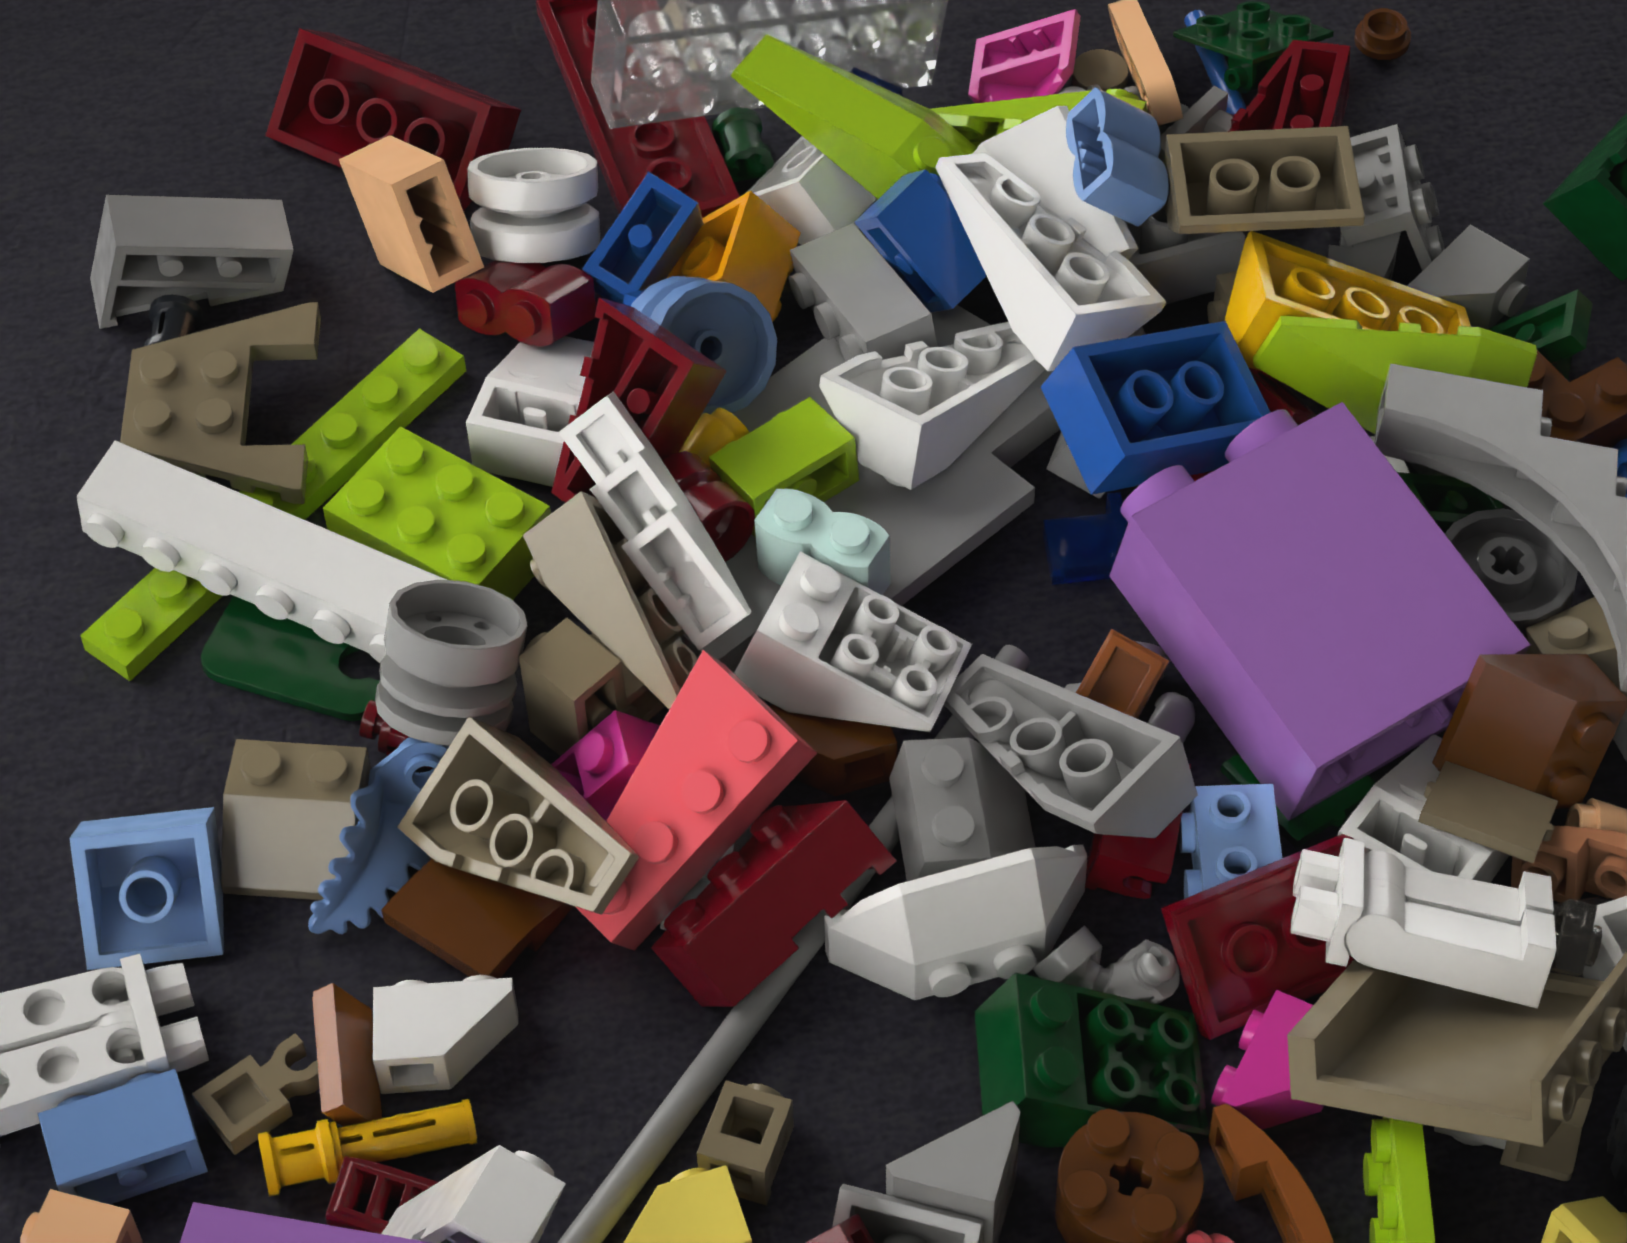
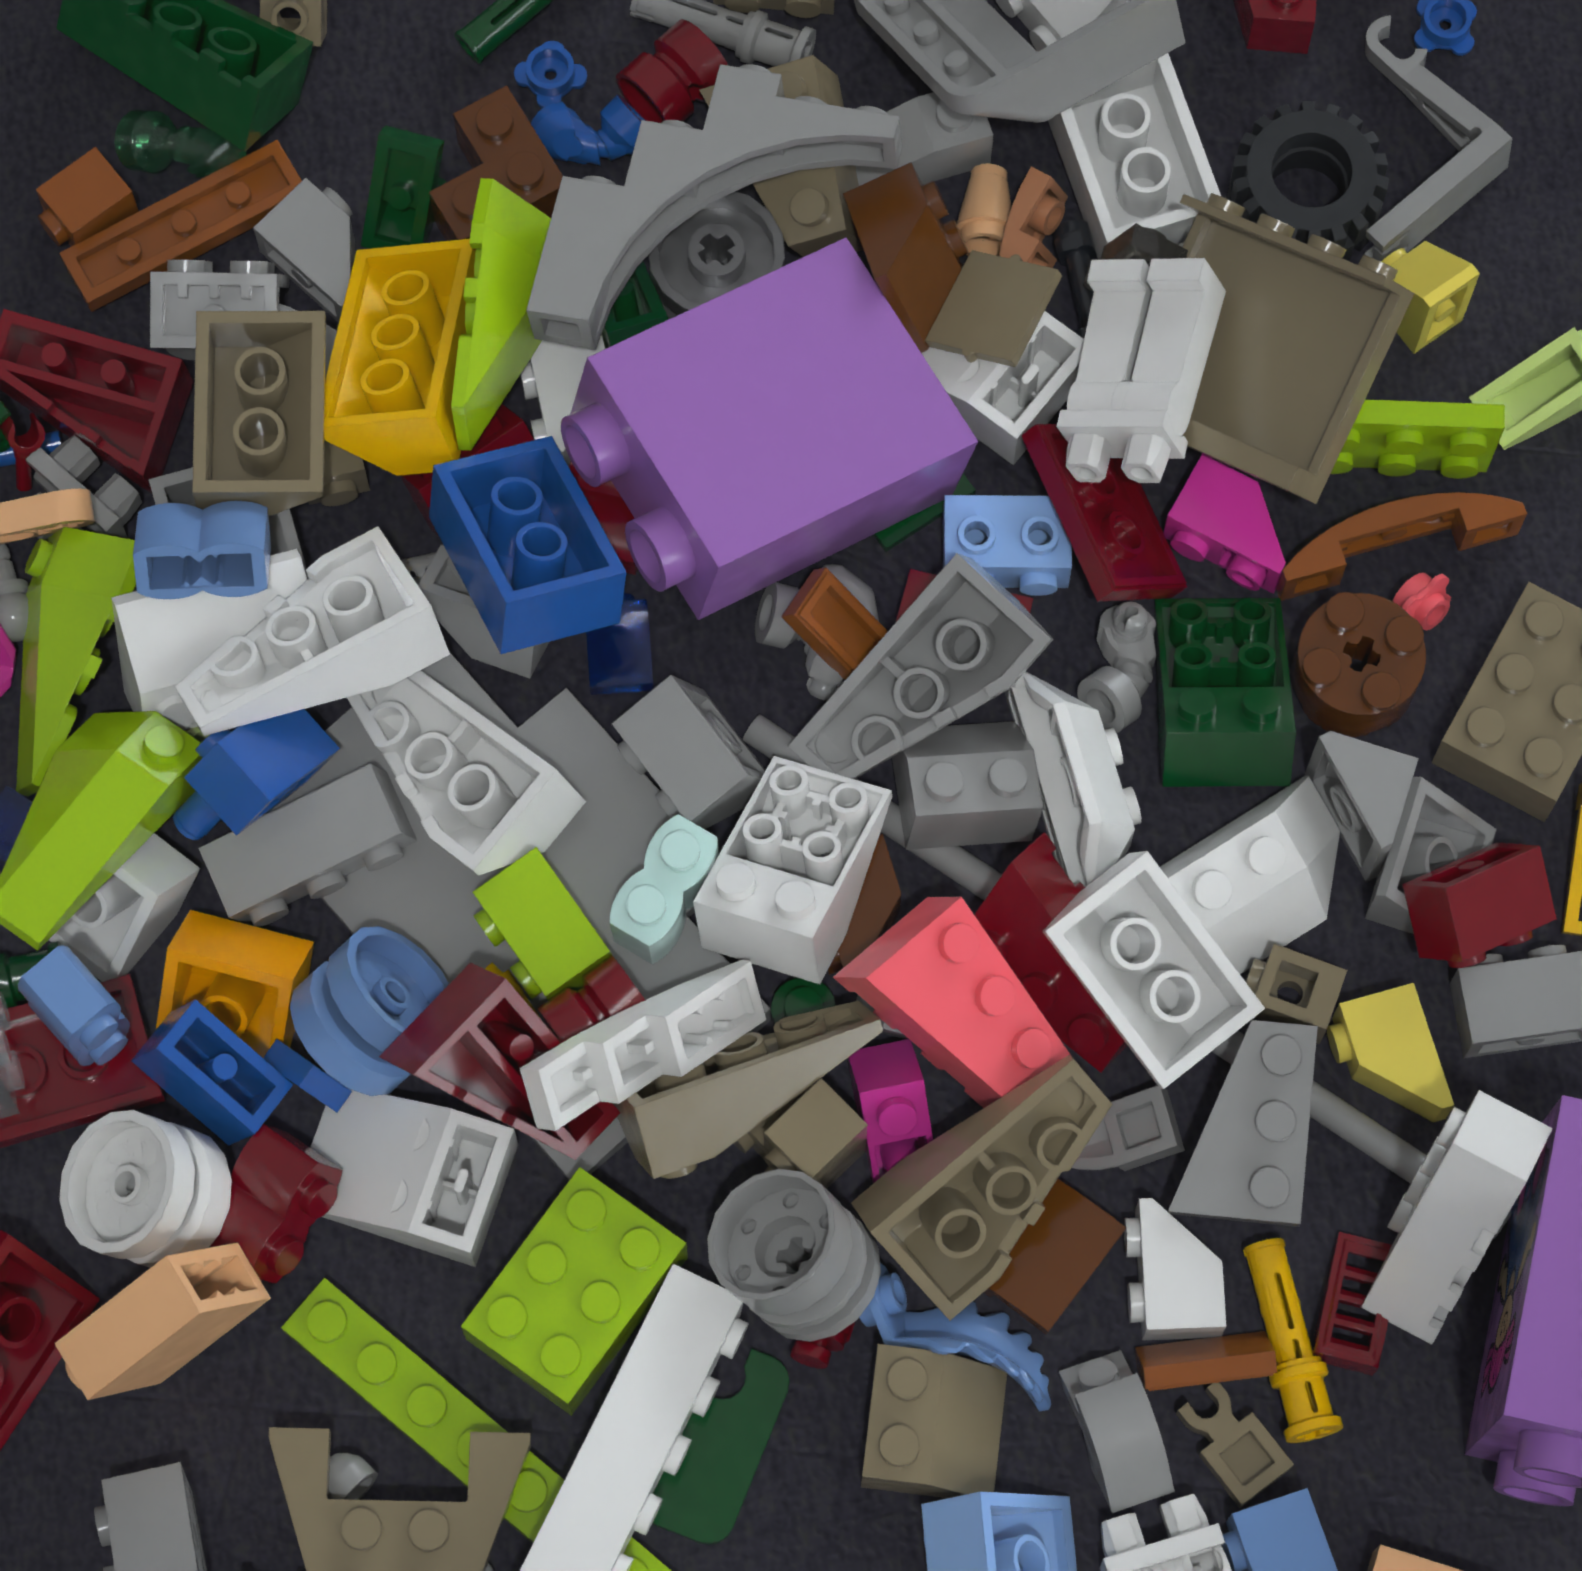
camera: 90 degrees left, 20 degrees up
(269, 968) = (1118, 1431): none -> light grey brick
(278, 382) = (349, 1476): none -> light grey hinge
(585, 1090) = (1257, 1134): none -> light grey wedge
(593, 986) = (1133, 1133): none -> light grey plate
(694, 130) = (75, 1007): none -> medium blue brick
(748, 954) = (1152, 967): none -> white slope
(853, 1078) = (1262, 874): none -> white wedge
(977, 579) = (689, 753): none -> light grey slope
(1230, 78) = (23, 447): none -> dark red hand
(1477, 197) = (180, 225): none -> dark orange plate
(1480, 125) = (84, 199): none -> dark orange brick
(1545, 165) = (150, 141): none -> clear green arm

